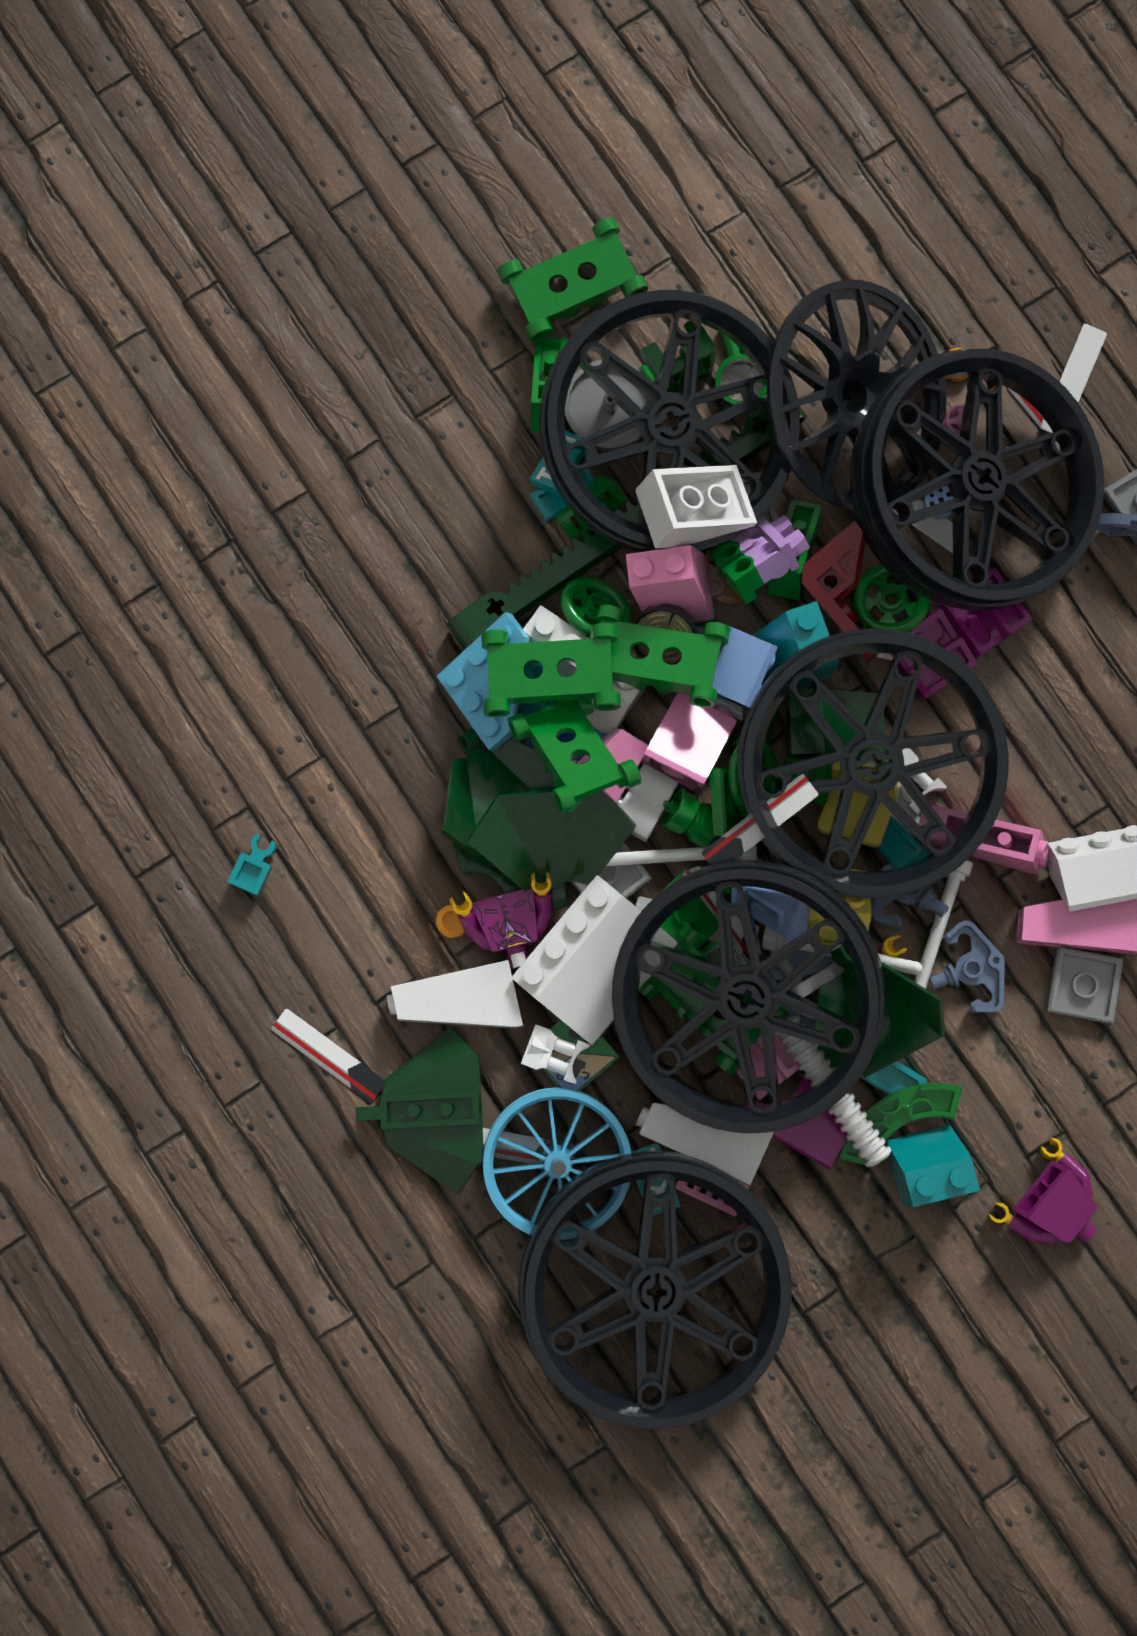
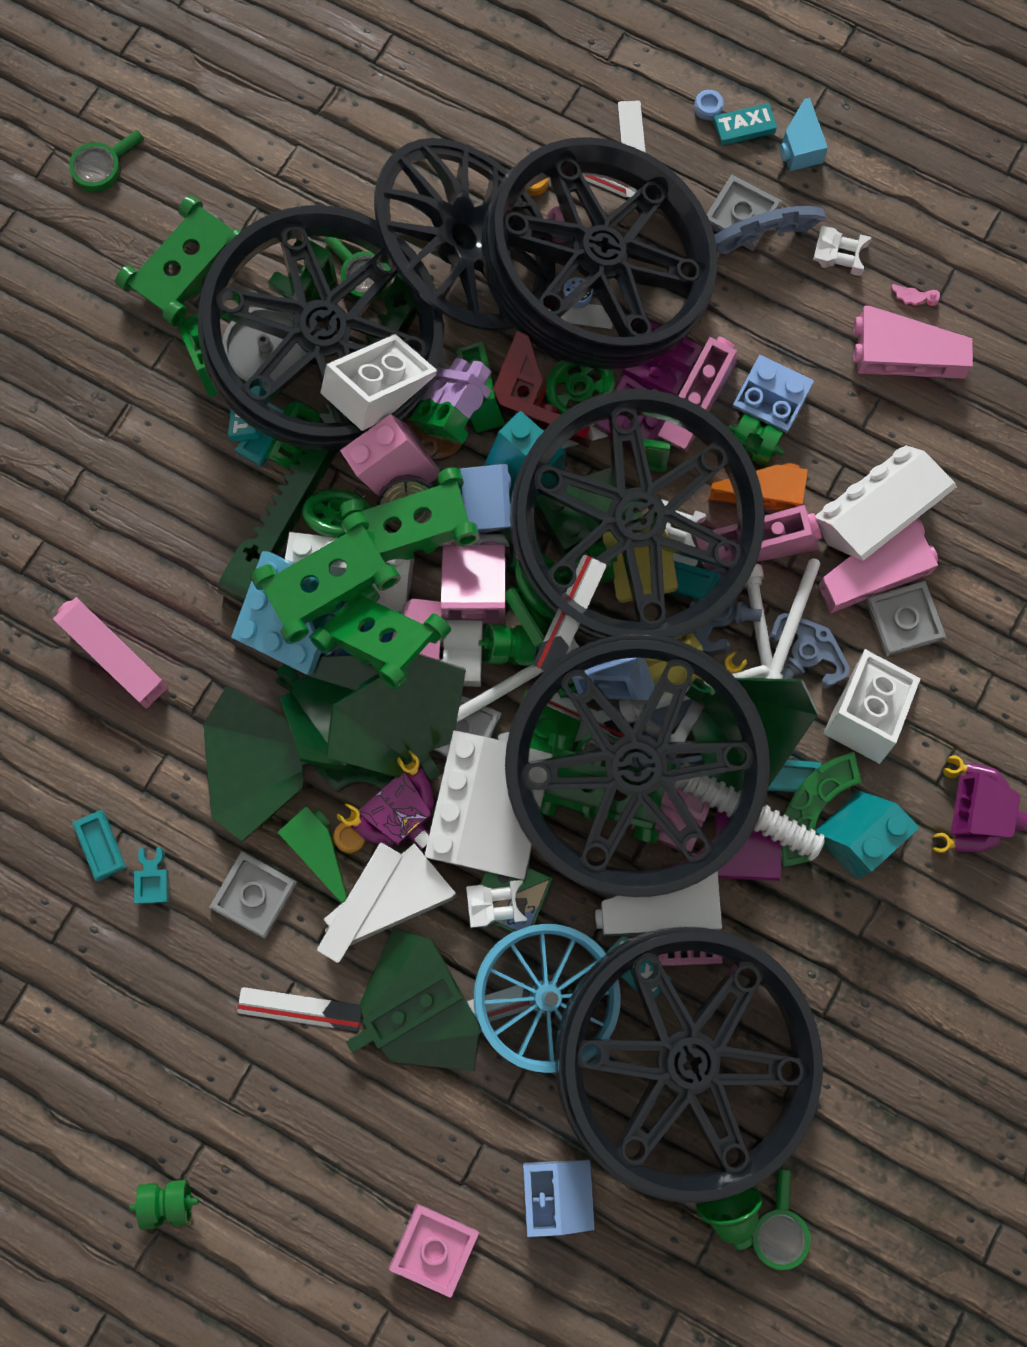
camera: 25 degrees left, 5 degrees down
(130, 1169) = (169, 1204): none -> green wheel
(221, 810) = (99, 845): none -> teal tile
(317, 635) = (110, 652): none -> bright pink slope
(338, 929) = (253, 895): none -> light grey tile
(341, 1333) = (433, 1250): none -> bright pink plate
(394, 805) = (249, 763): none -> dark green panel
(416, 914) = (316, 847): none -> green slope
(431, 988) = (359, 902): none -> white sticker
(475, 1346) = (558, 1197): none -> light blue slope
(537, 136) = (97, 165): none -> piece
(623, 1447) = (733, 1217): none -> green hat
(657, 1485) = (781, 1235): none -> piece
(926, 977) = (793, 619): none -> white piece
(927, 703) = (657, 454): none -> green tile
(1005, 1053) = (872, 707): none -> white slope
(1011, 660) = (703, 386): none -> bright pink slope
(1026, 793) = (780, 485): none -> orange slope
(1033, 738) = (758, 440): none -> green wheel
(1074, 703) = (773, 393): none -> light blue slope

